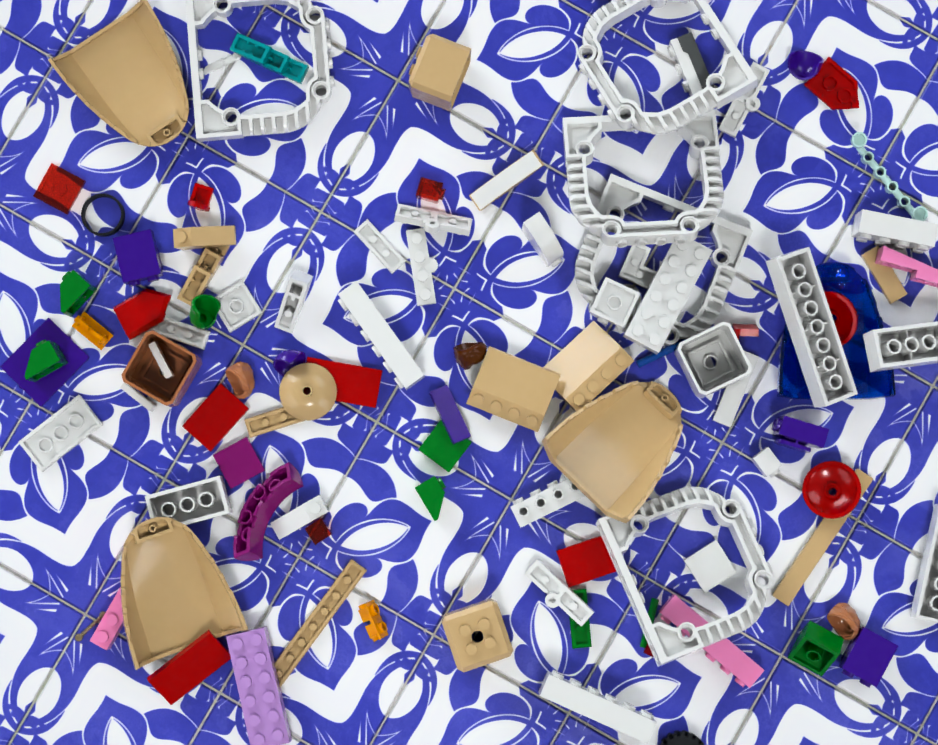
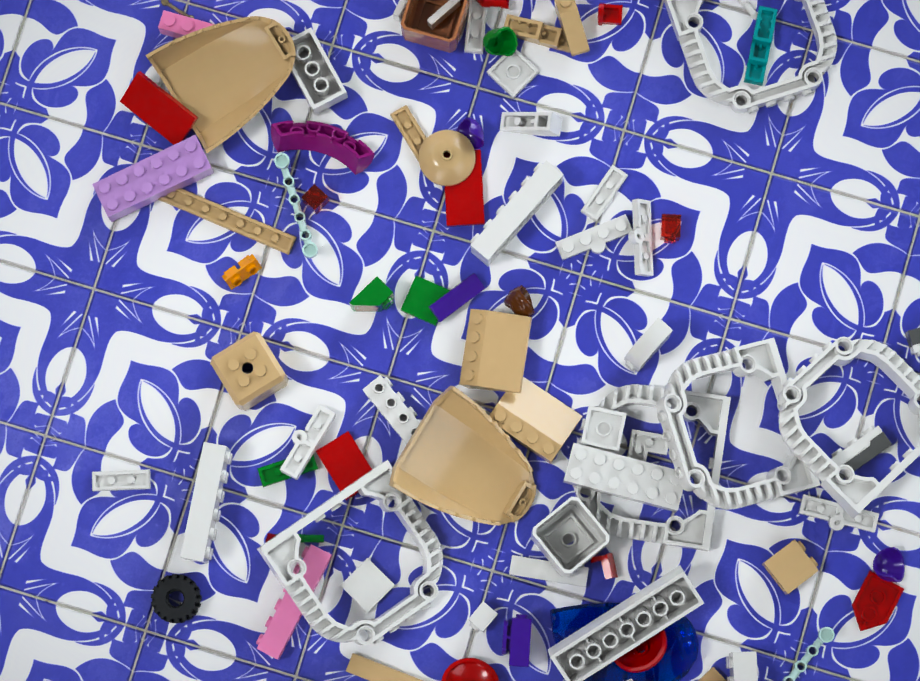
camera: 85 degrees right, 5 degrees down
(215, 417) = (402, 78): red tile -> none
(239, 462) = (363, 110): magenta tile -> none
(241, 379) = (444, 92): nougat hair -> none
(275, 555) = (282, 162): none -> light aqua bar
(300, 517) = (325, 179): white slope -> none
(439, 71) = (787, 207): tan plate -> none
(506, 180) = (699, 299): white slope -> none
(663, 352) = (559, 481): blue bar -> none
(785, 157) = (791, 566): none -> tan brick

